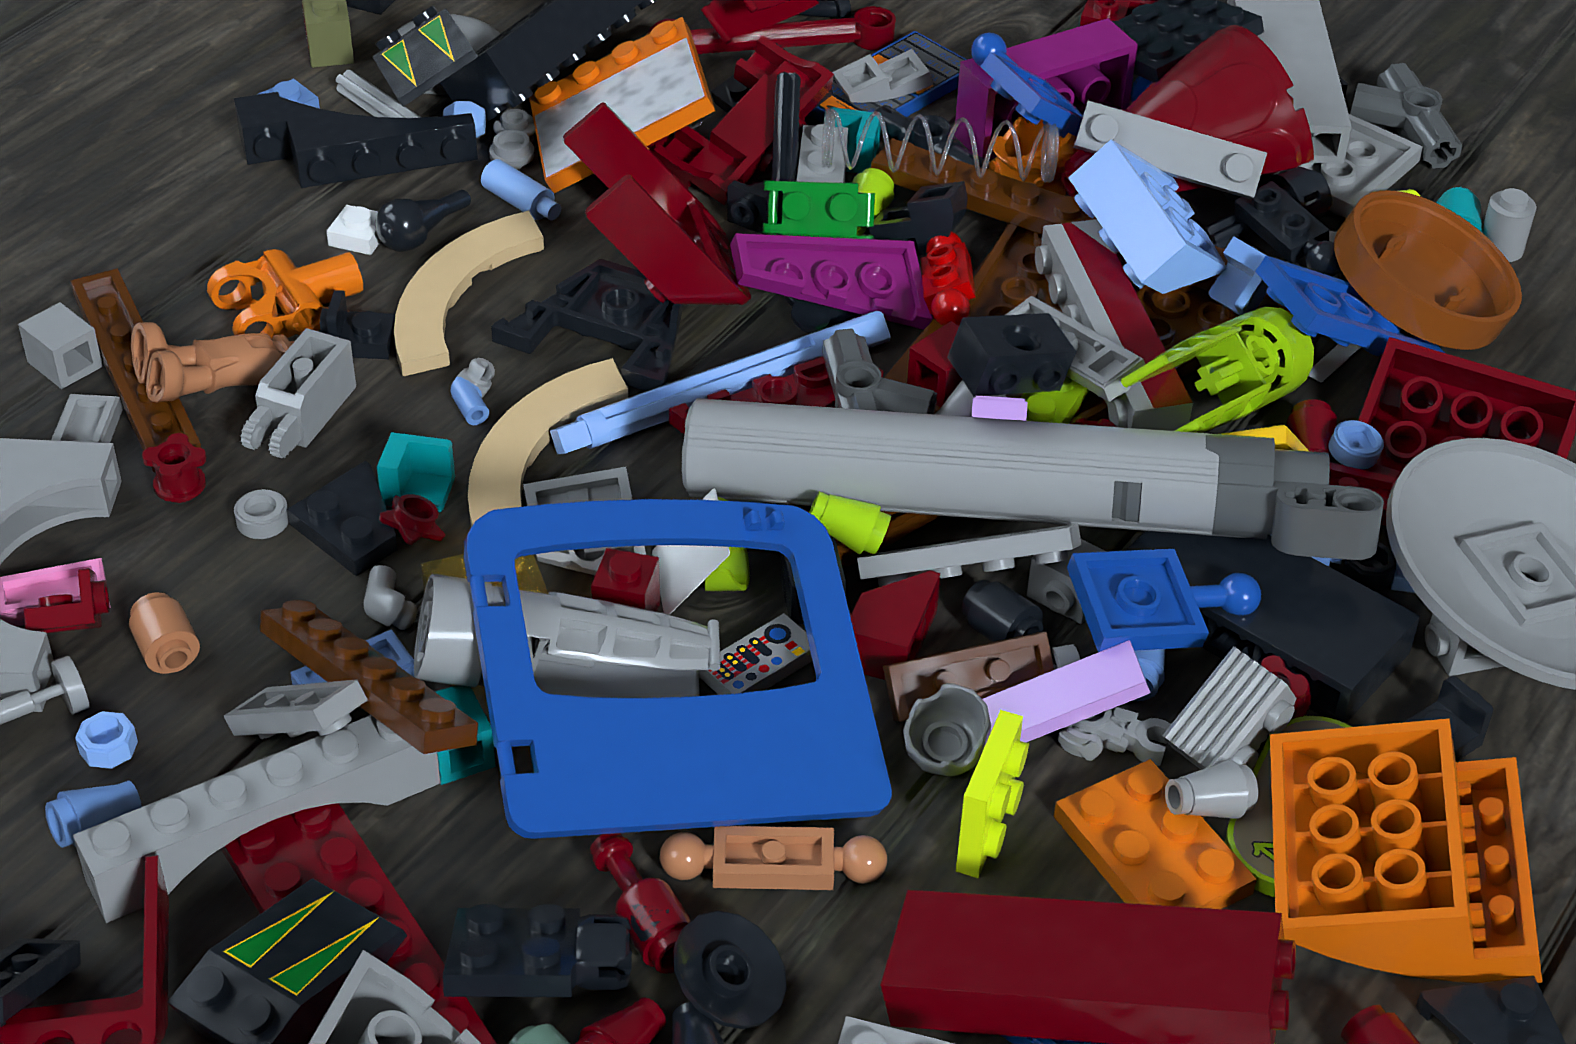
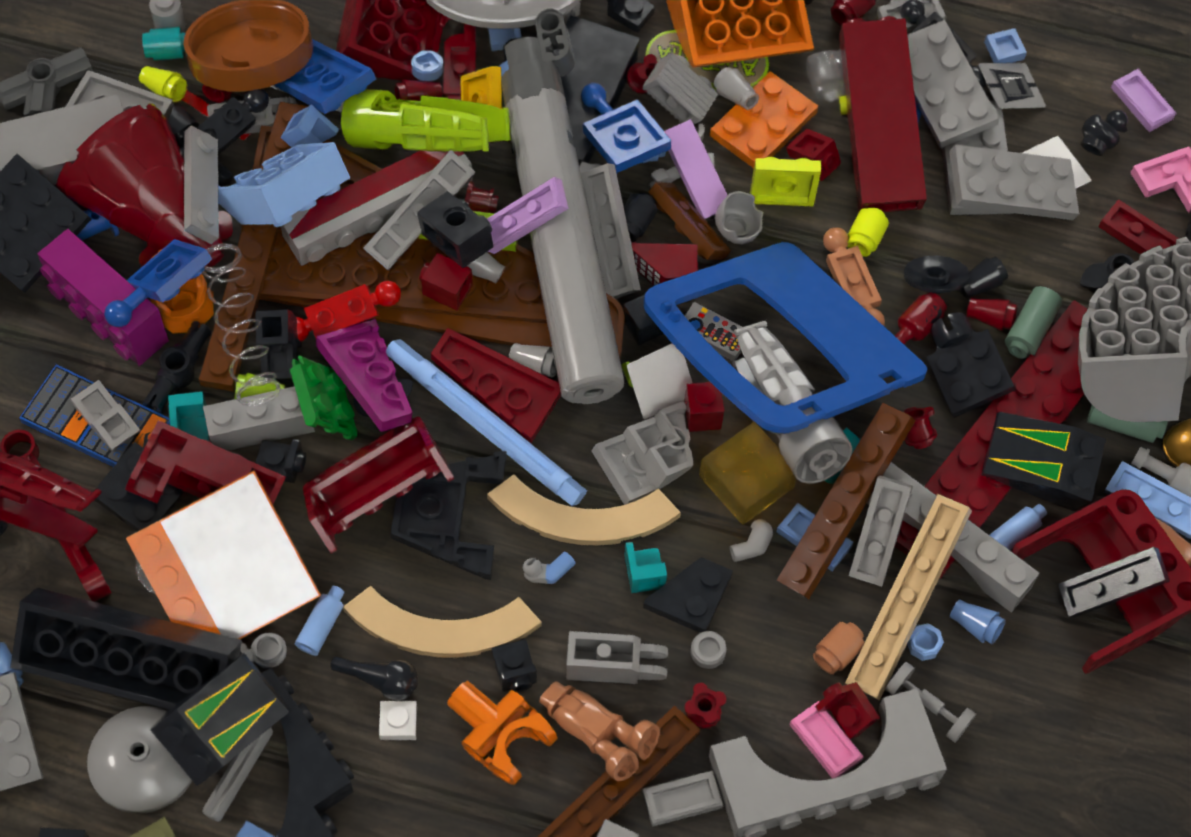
camera: 110 degrees left, 20 degrees up
(176, 709) = (909, 596): none -> tan plate
(202, 908) = (1019, 526): none -> light blue cylinder
(413, 518) = (681, 546): dark red plate -> none
(453, 839) = (921, 433): none -> dark red brick
(786, 127) = (229, 440): black axle -> none
(851, 521) = (618, 290): lime cone -> none
(859, 382) = (497, 307): dark grey piece -> none
(860, 904) = (867, 230): none -> neon yellow brick
(1057, 876) = (816, 148): none -> dark red bracket

